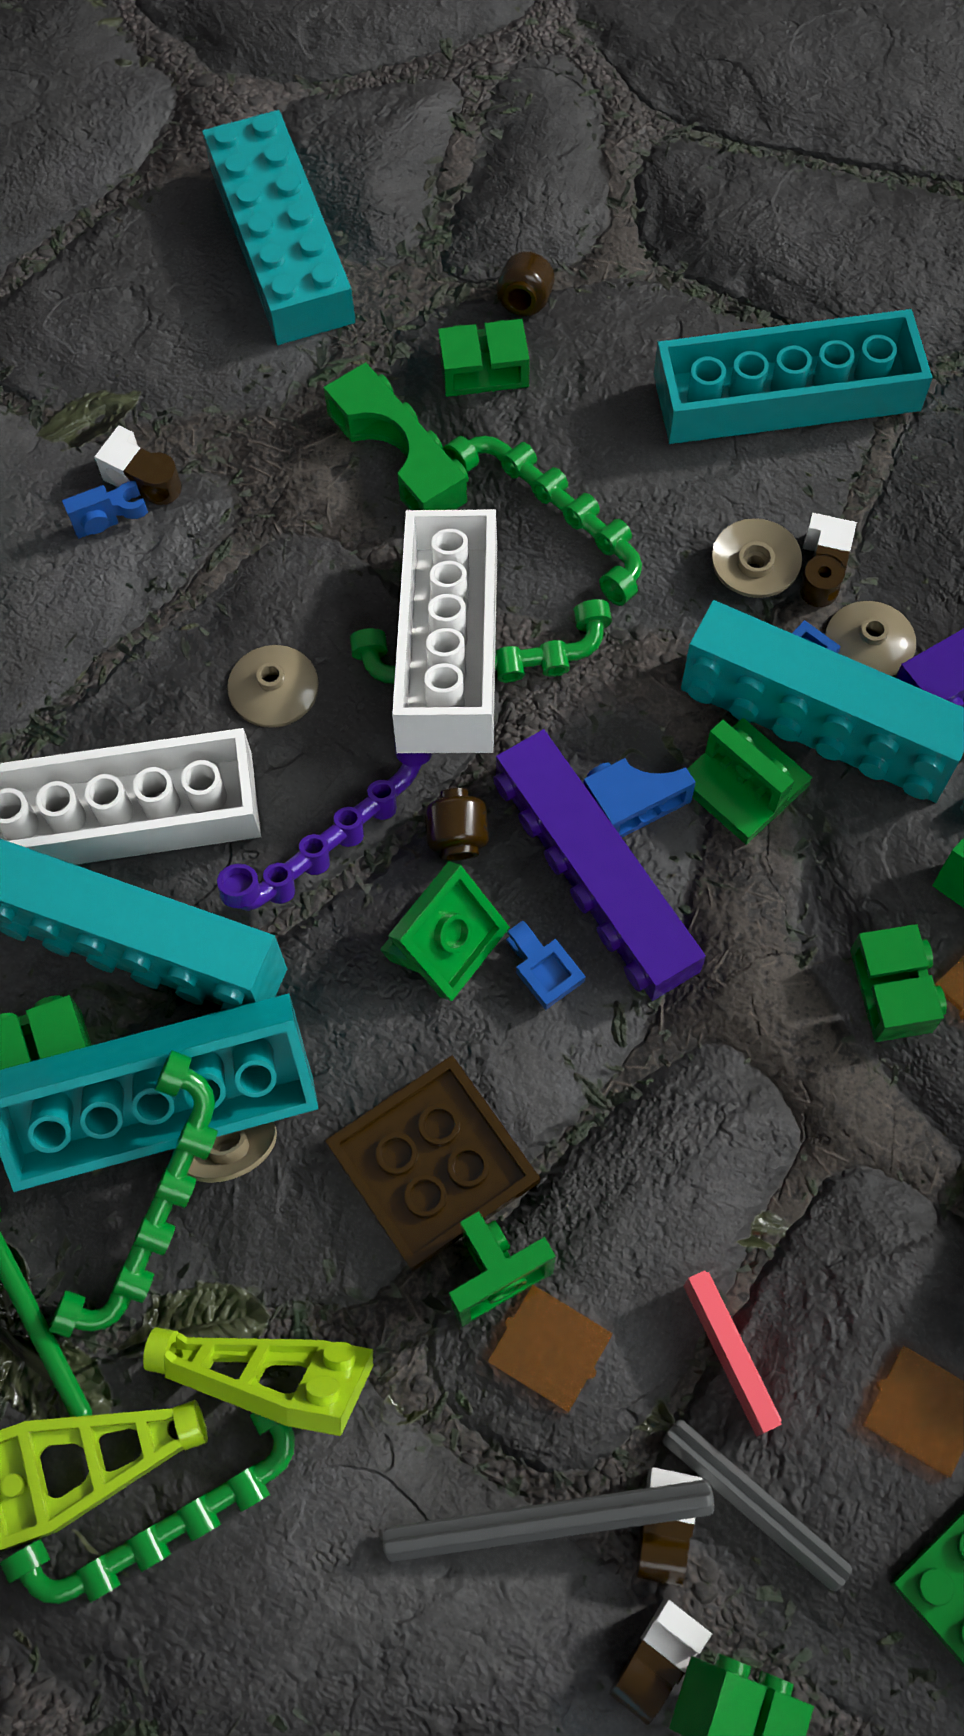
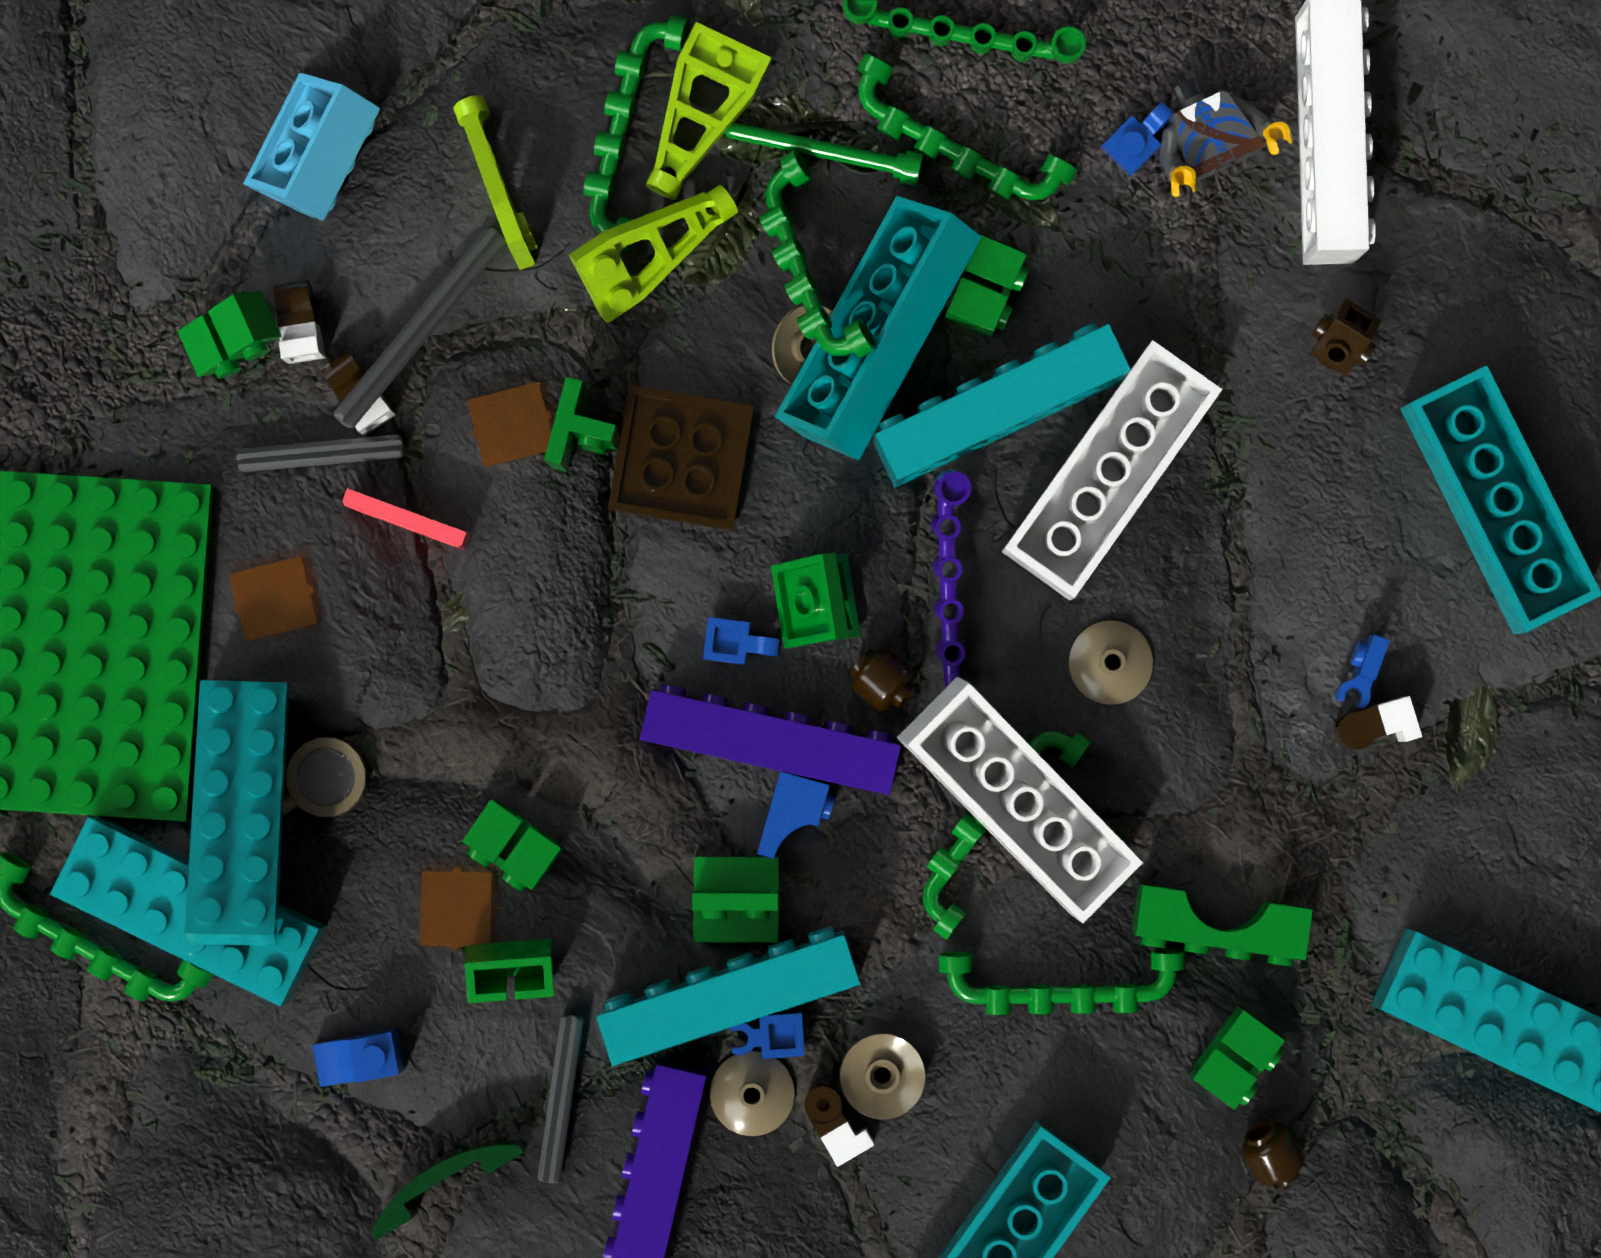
camera: 135 degrees right, 20 degrees up
(364, 1522) = (471, 115): none -> lime plate

